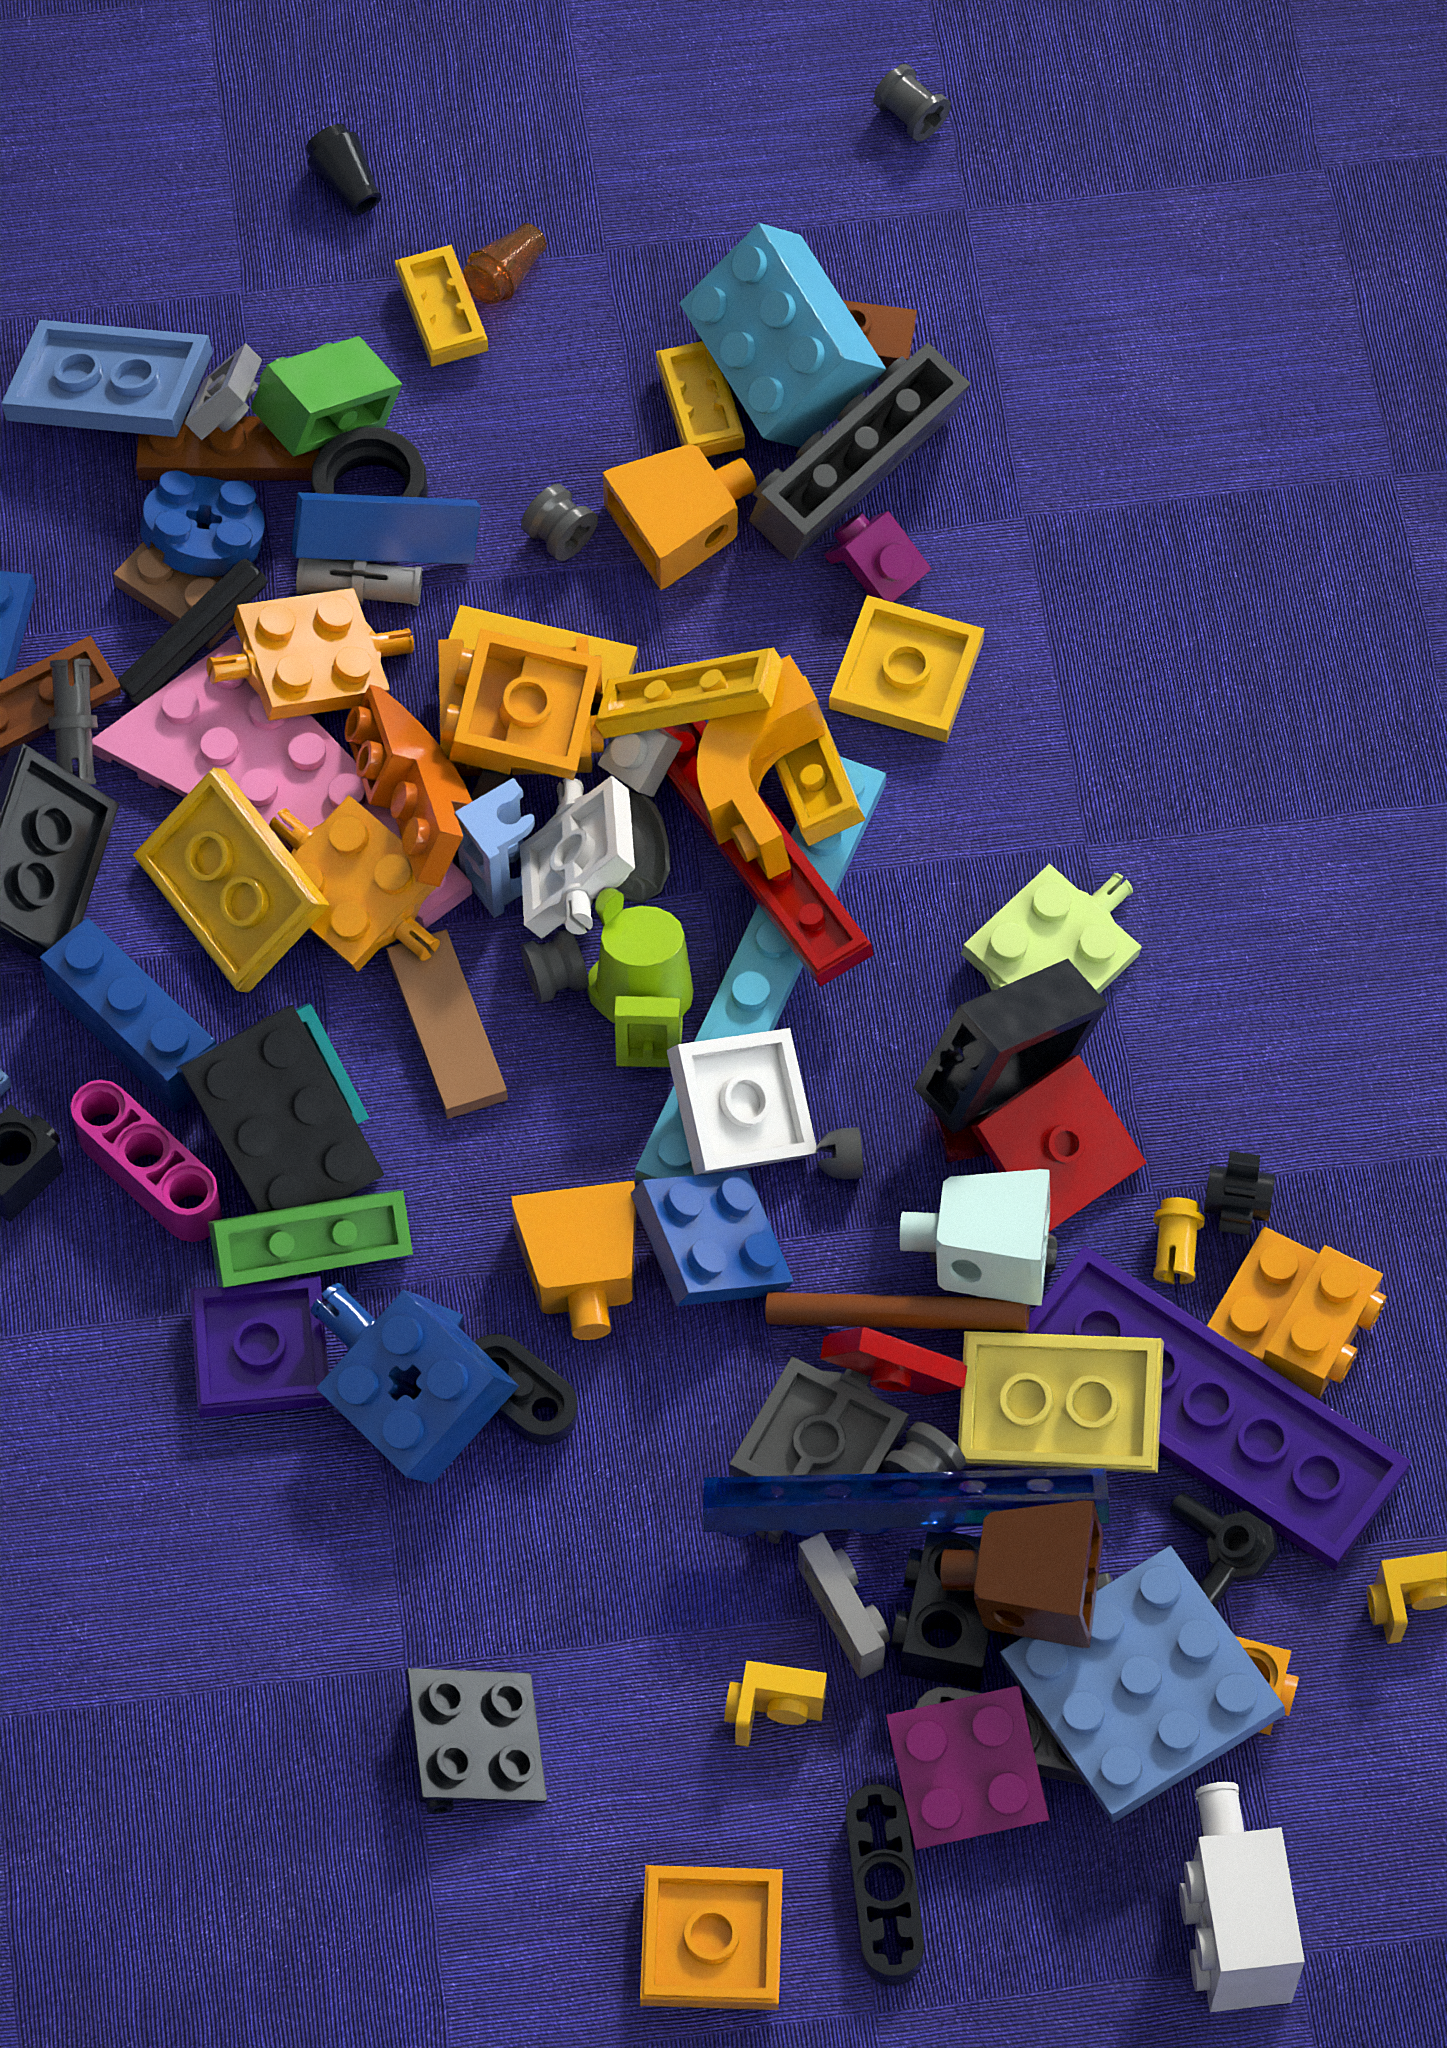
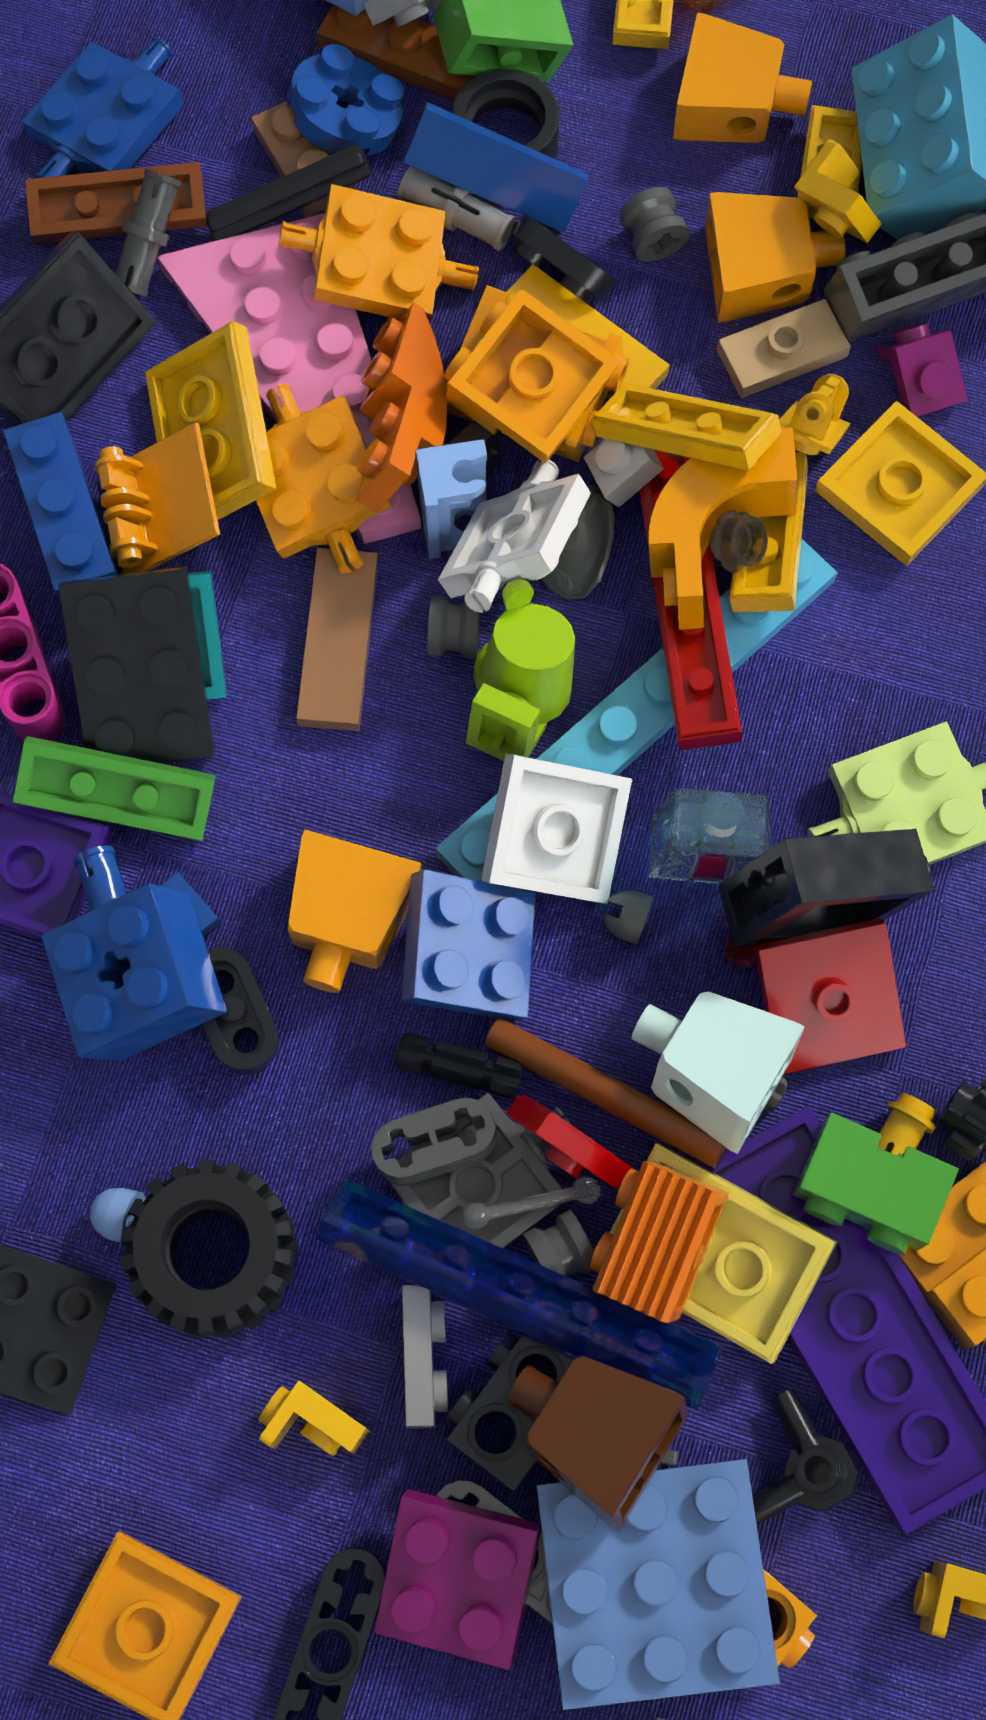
camera: 25 degrees right, 10 degrees up
(217, 961) = (157, 500): none -> light orange hinge
(503, 1608) = (111, 1211): none -> light blue hinge
(513, 596) = (543, 246): none -> black plate
(571, 360) = (734, 84): none -> light orange torso
(599, 1544) = (162, 1219): none -> black tyre
(726, 438) = (828, 195): none -> yellow bracket
(736, 589) = (783, 348): none -> tan plate
(750, 1349) = (459, 1064): none -> black axle
(759, 1407) = (428, 1126): none -> dark grey beam
(785, 777) = (738, 540): none -> clear smoke plate
(803, 636) = (817, 416): none -> yellow hinge
(879, 1050) = (708, 834): none -> clear light blue torso
(919, 1401) = (583, 1190): none -> clear hinge
(1006, 1402) = (657, 1240): none -> orange brick
(1172, 1280) = (881, 1191): none -> bright green brick

